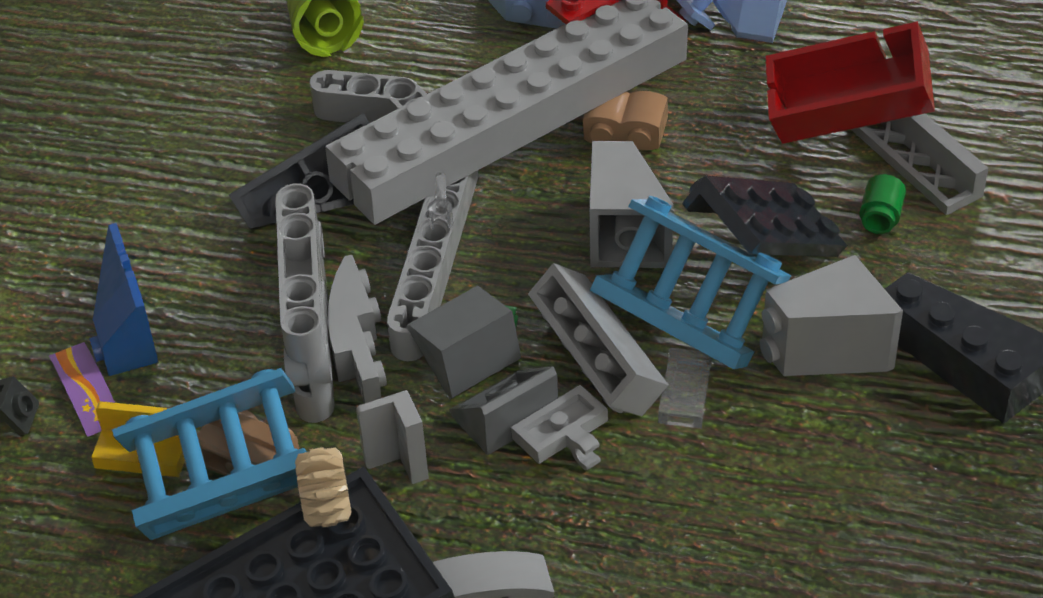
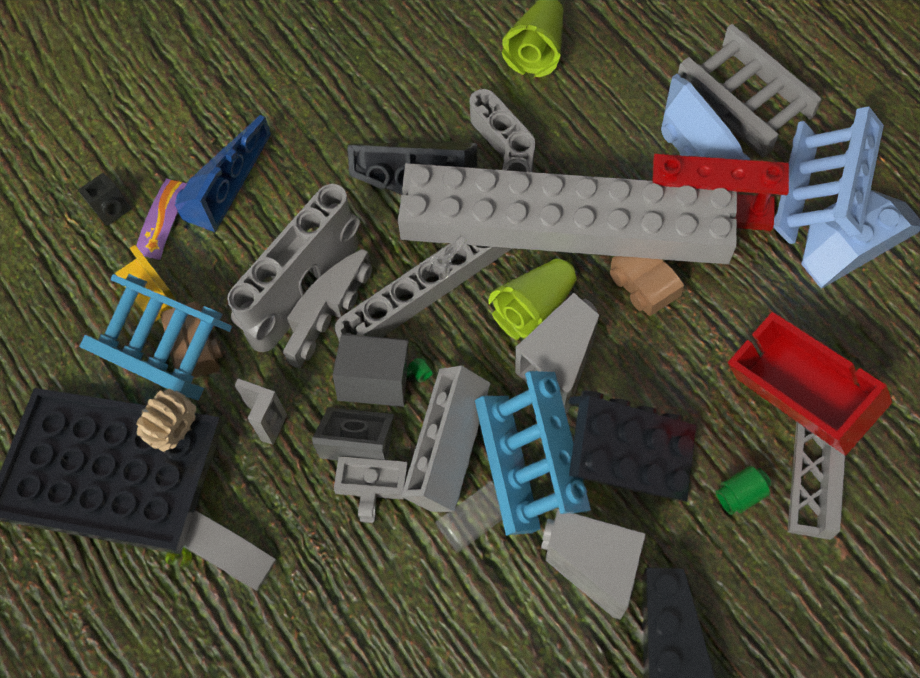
camera: 45 degrees right, 20 degrees up
(550, 198) = (532, 297): none -> lime cone

